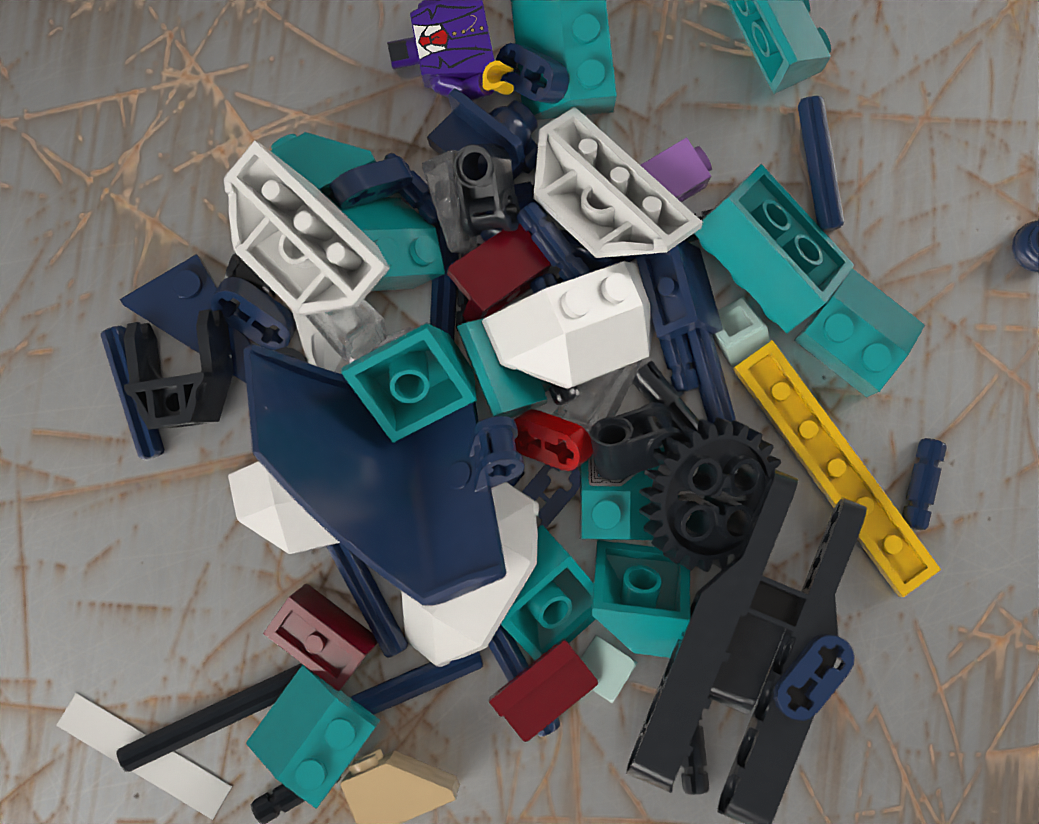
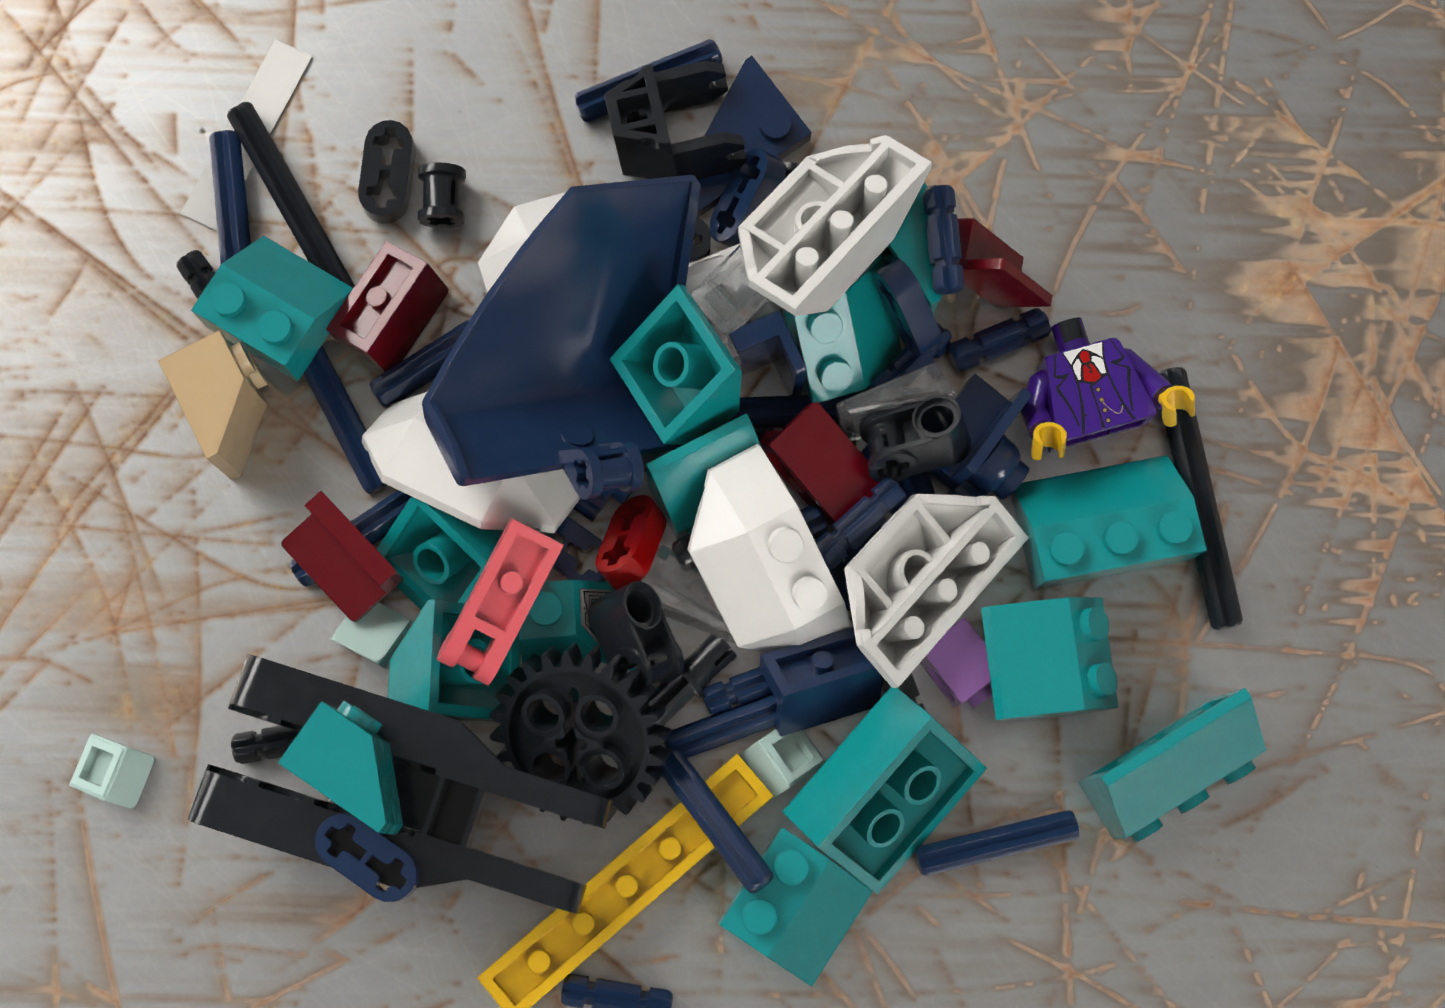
camera: 75 degrees right, 5 degrees down
(191, 641) = (399, 172): none -> black beam
(206, 773) = (229, 193): none -> dark blue axle
(221, 583) = (441, 195): none -> black bush
(320, 141) = (943, 239): none -> dark blue axle
(339, 112) = (996, 269): none -> dark red panel
(397, 114) = (999, 339): none -> dark blue axle
(397, 294) = (767, 343): none -> dark blue panel
(534, 64) = (1062, 484): dark blue beam -> none
(599, 550) = (500, 600): none -> coral plate
(680, 99) = (1049, 658): none -> teal slope
(745, 685) = (348, 764): none -> teal slope
(796, 386) = (716, 822): none -> dark blue axle

